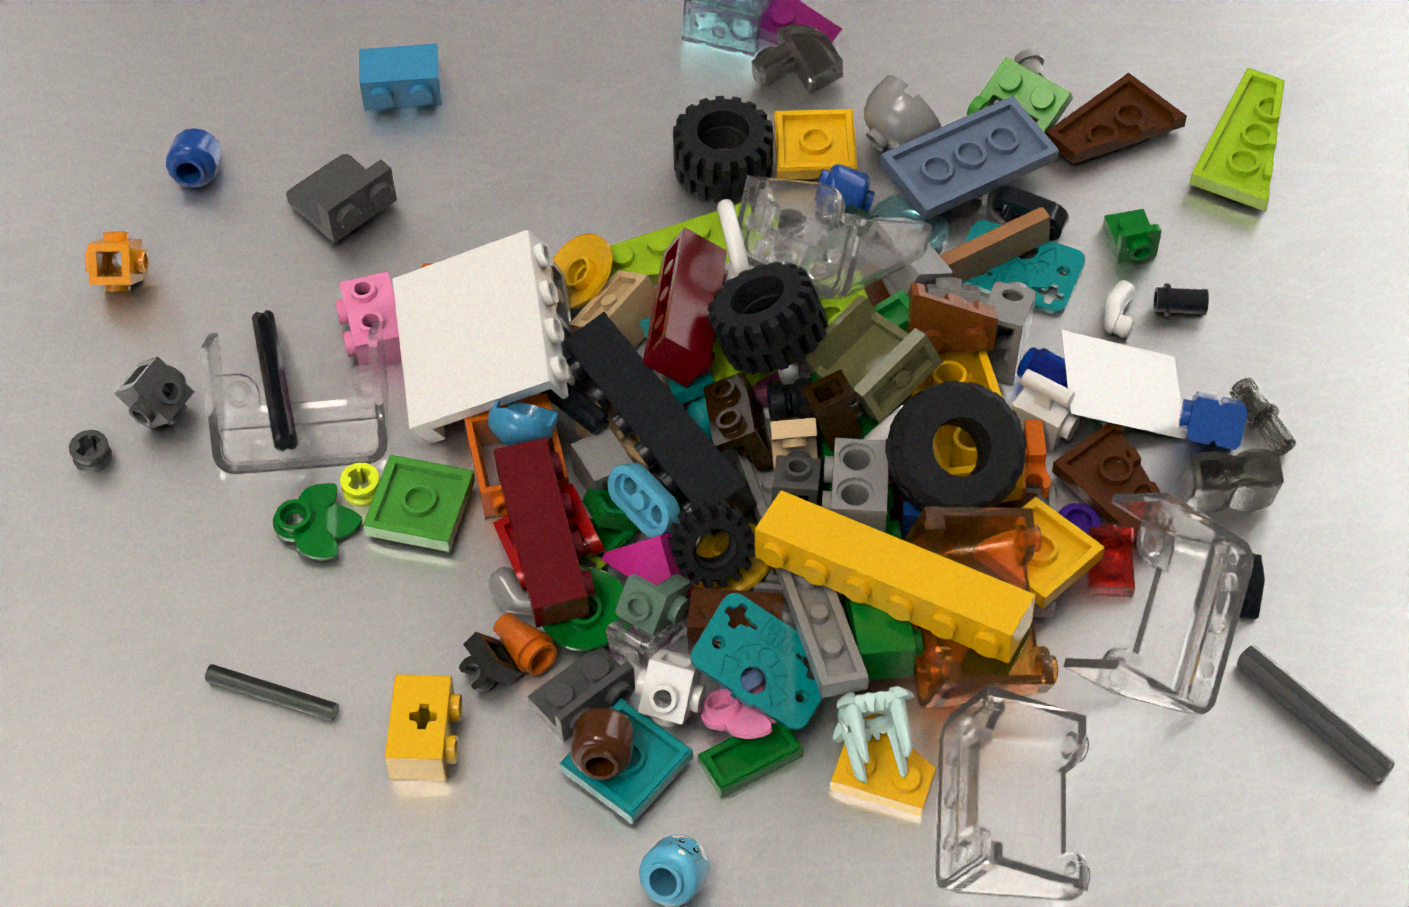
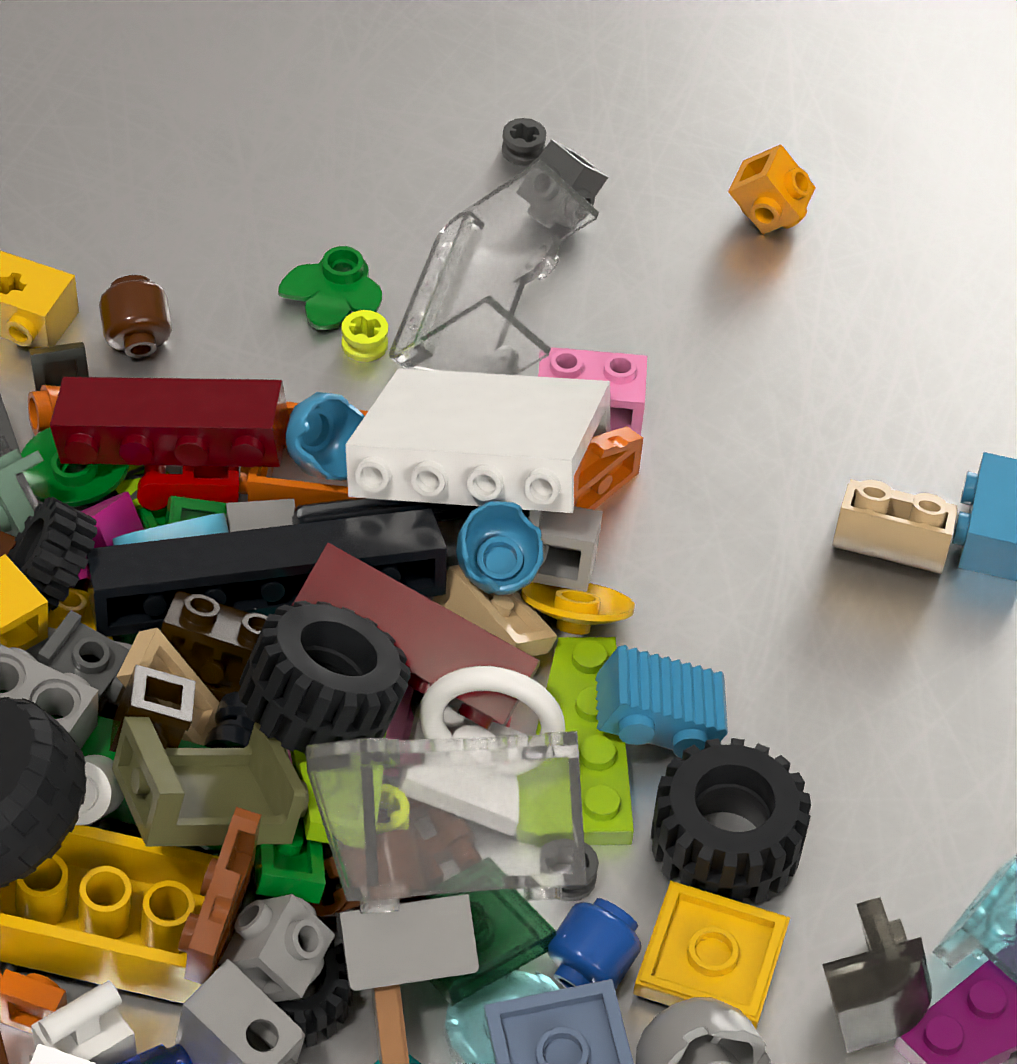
camera: 105 degrees right, 5 degrees down
(194, 158) = (923, 293): blue head -> none
(272, 692) = (139, 213): pearl dark grey bar -> none
(274, 381) = (529, 274): black axle -> none
(343, 195) = (810, 414): dark grey bracket -> none
(408, 633) = (135, 315): none -> reddish brown head
(419, 503) = (311, 361): bright green plate -> none
(433, 125) = (895, 525): none -> tan brick
(582, 295) = (499, 548): none -> dark azure hair
(652, 199) = (660, 701): none -> dark azure brick

